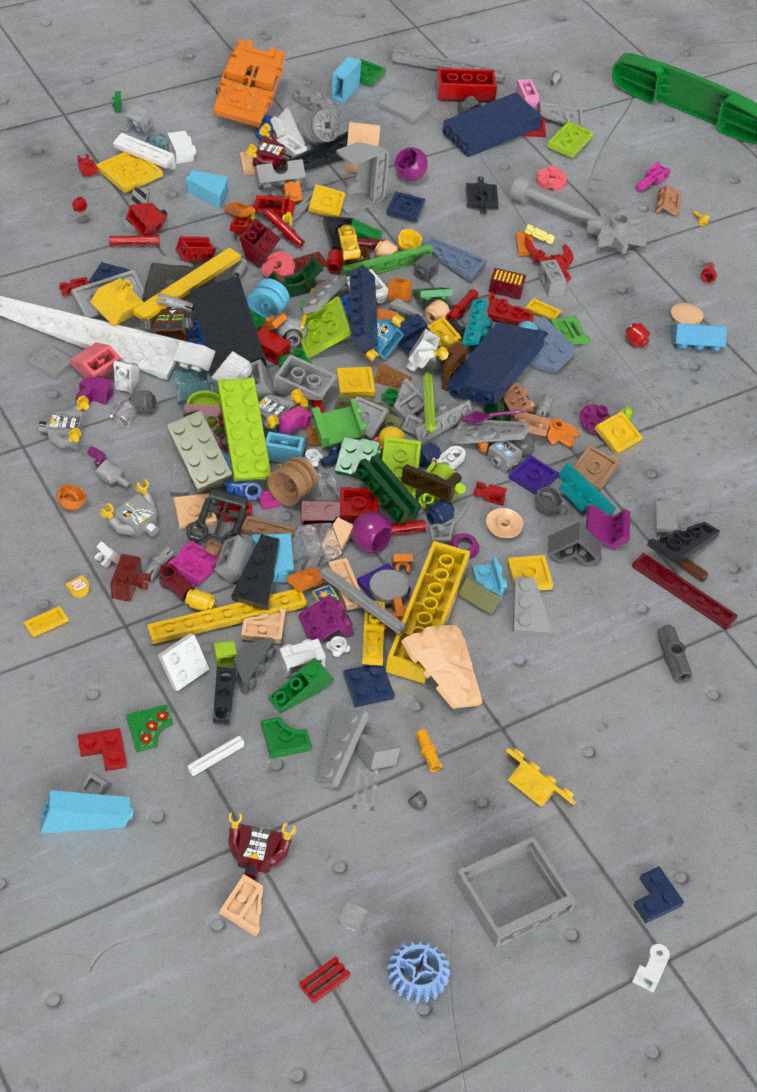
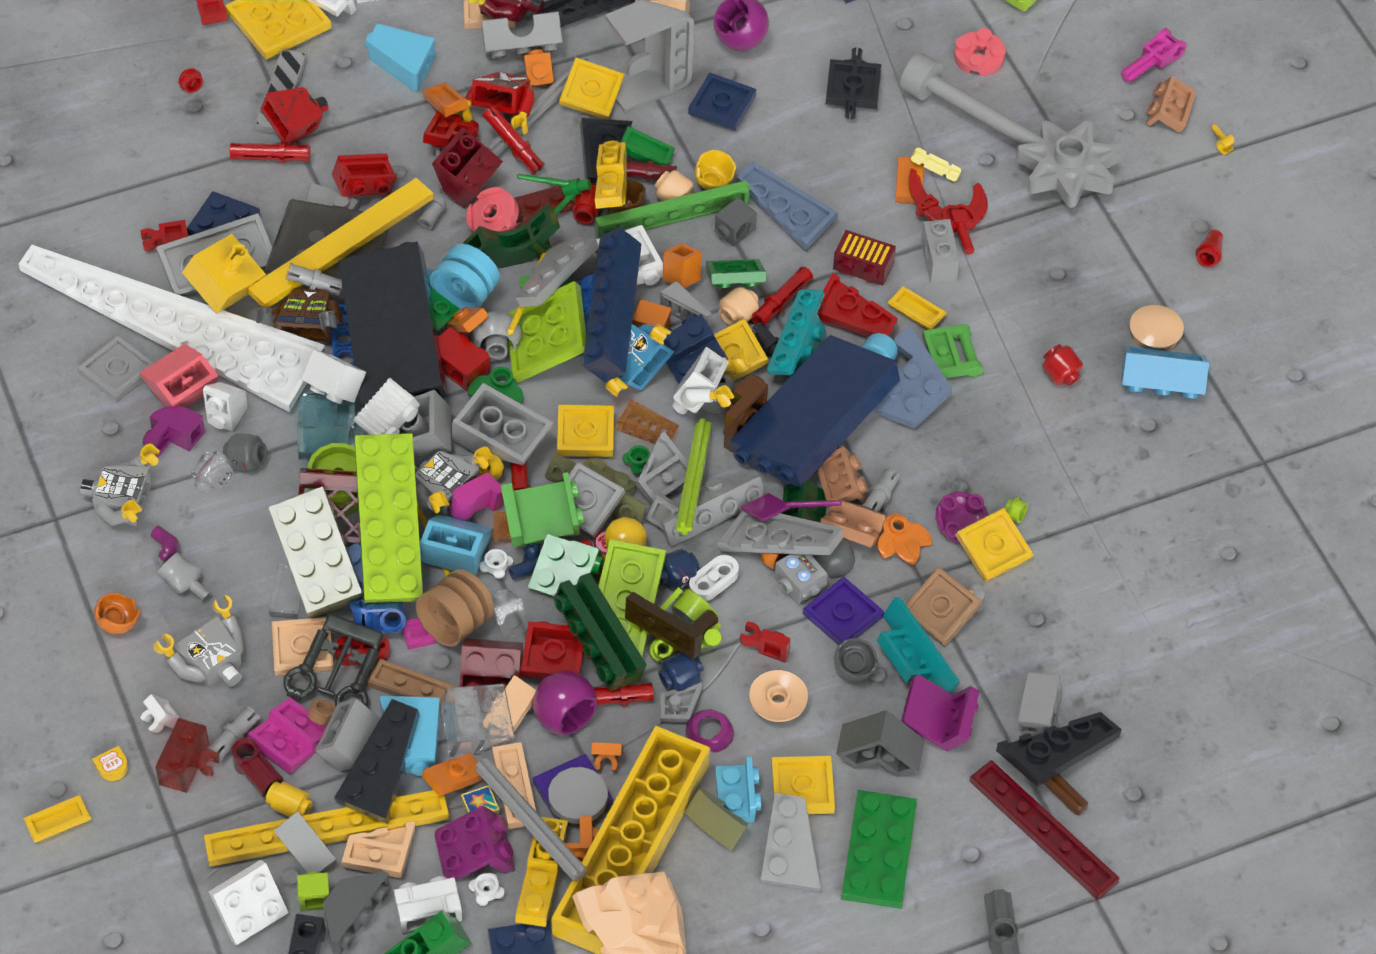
camera: 10 degrees right, 5 degrees up
(215, 625) = (304, 844): none -> light grey tile
(324, 250) = (569, 187): none -> green plant
(584, 608) = (879, 849): none -> green plate

